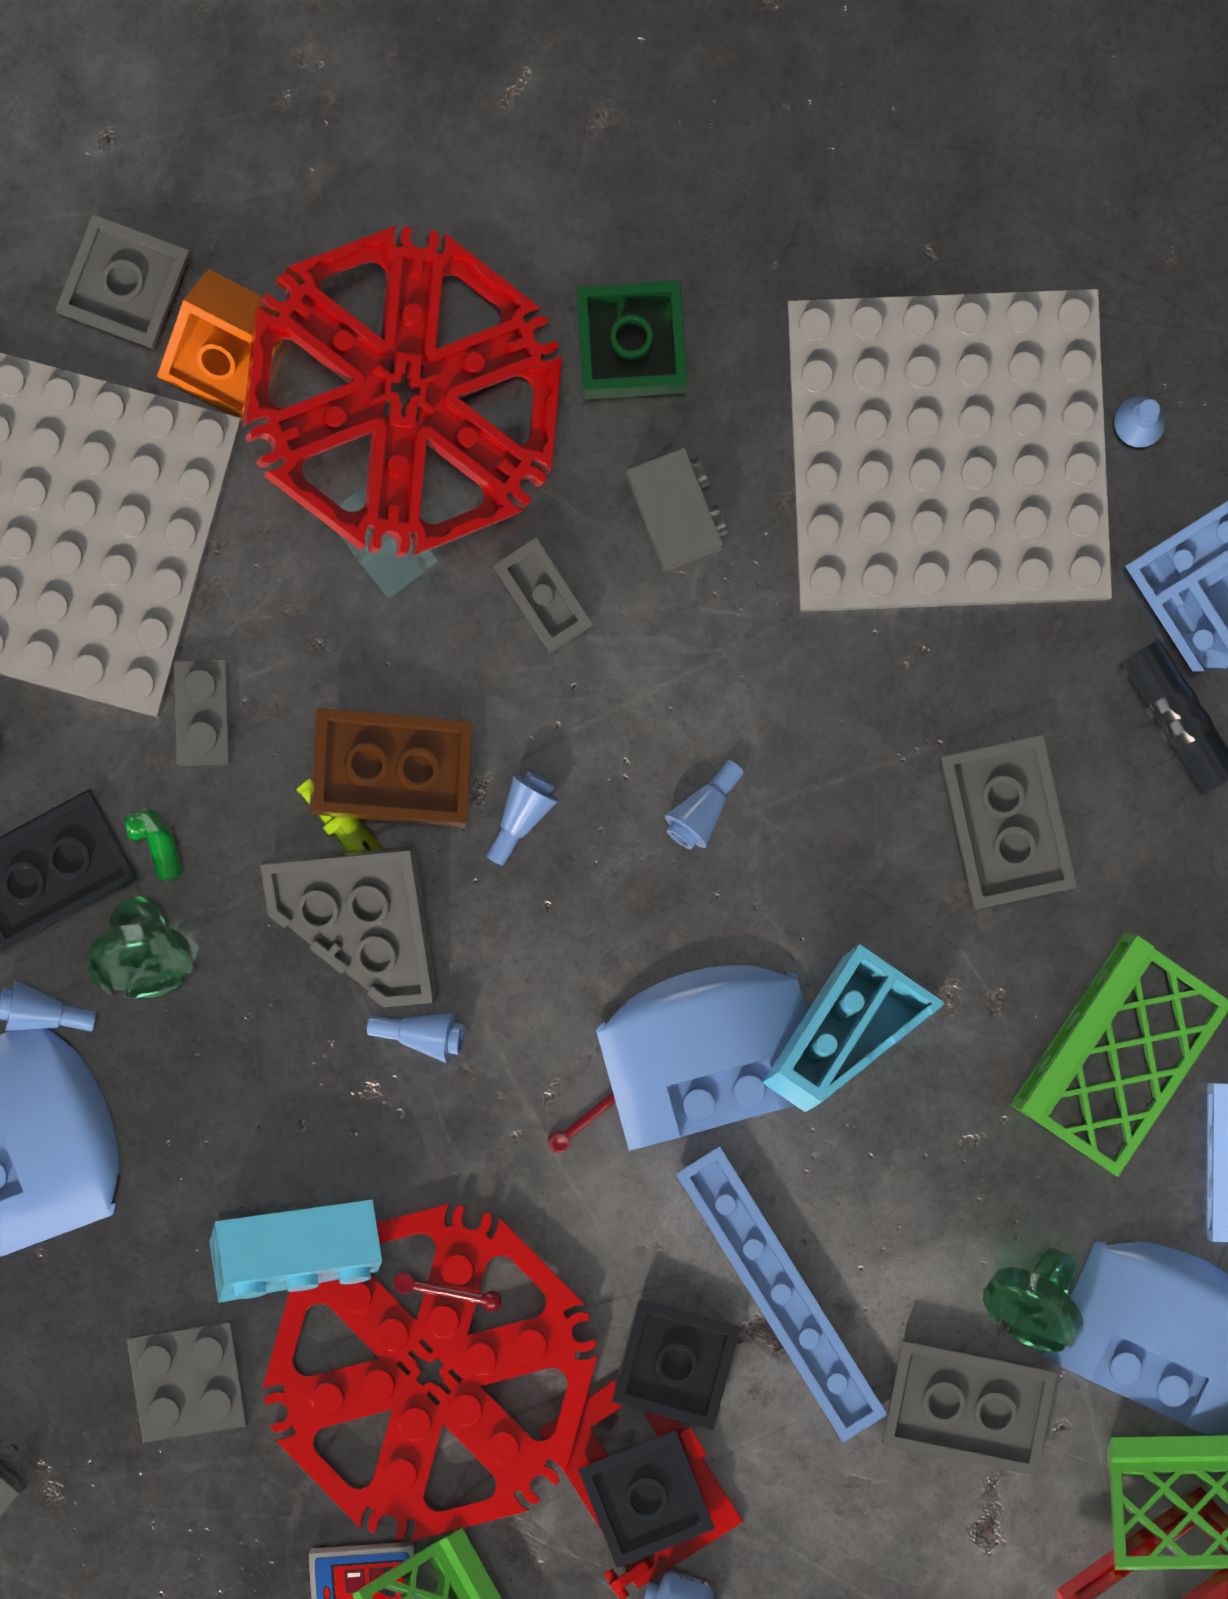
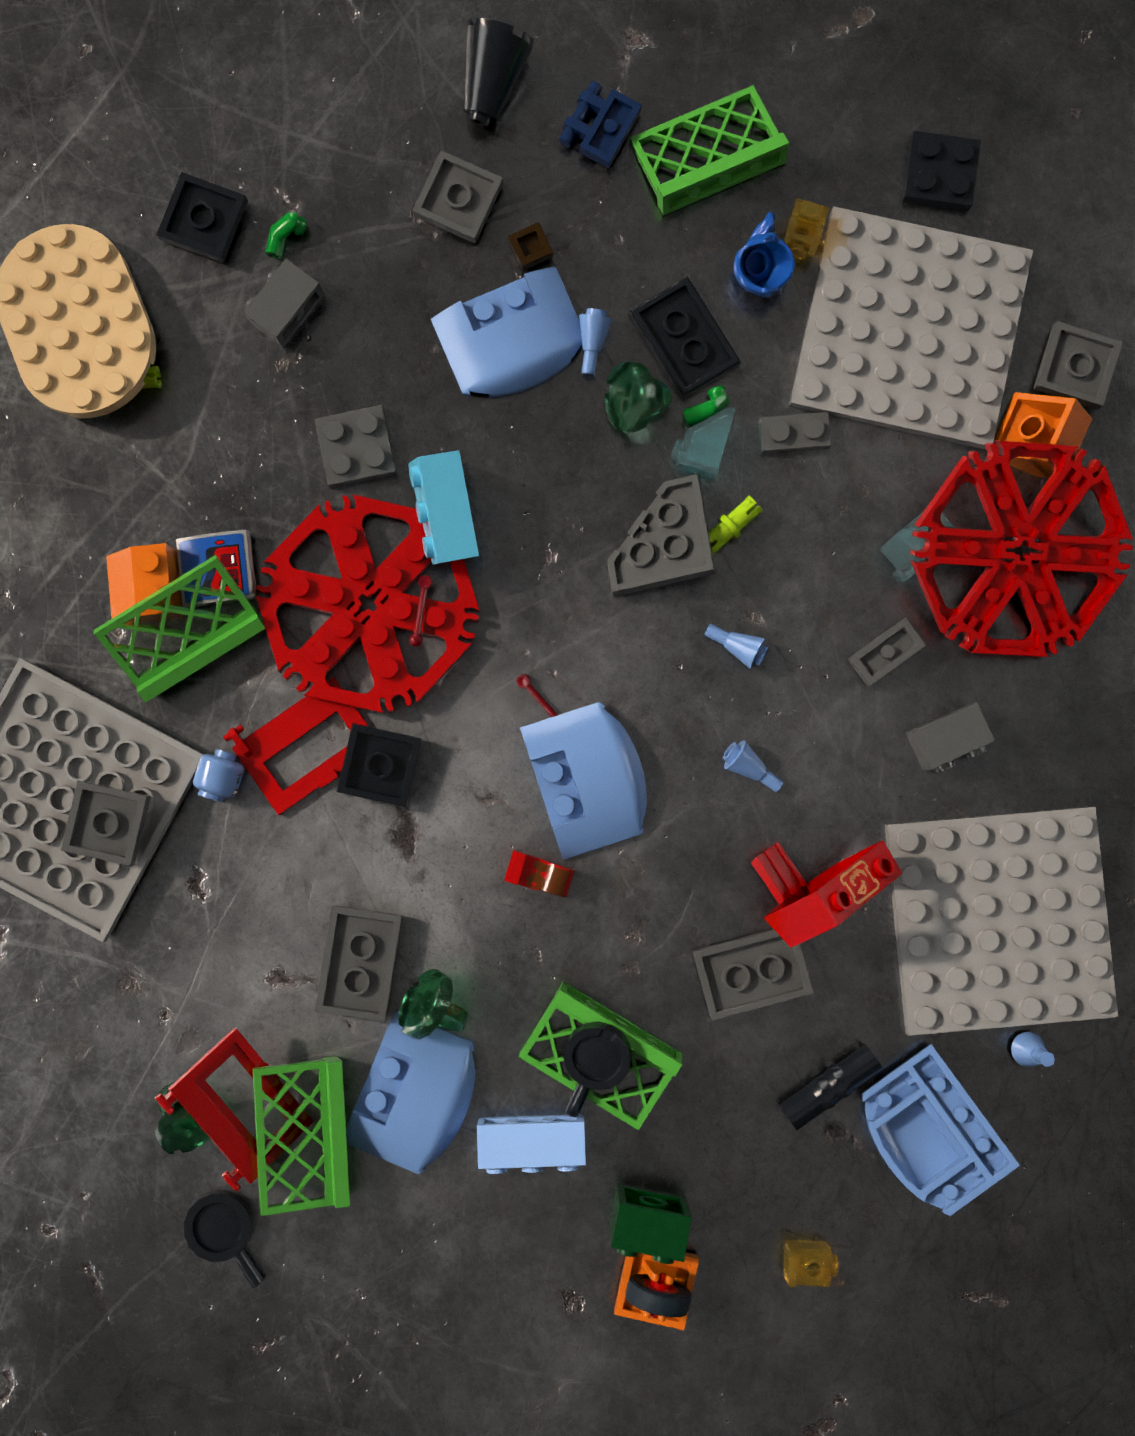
camera: 80 degrees right, 0 degrees up
(217, 852) = (704, 446): none -> clear light blue slope
(390, 767) = (766, 555): reddish brown plate -> none
(431, 1034) = (590, 593): medium blue cone -> none
(631, 339) = (1064, 701): dark green brick -> none
(646, 1498) = (289, 749): black plate -> none
(781, 1294) = (429, 833): medium blue plate -> none
(848, 1026) = (611, 870): medium azure wedge -> none
(849, 1132) = (539, 874): none -> leg
(914, 729) = (827, 899): none -> red piece
(1124, 1060) = (597, 1059): none -> black piece

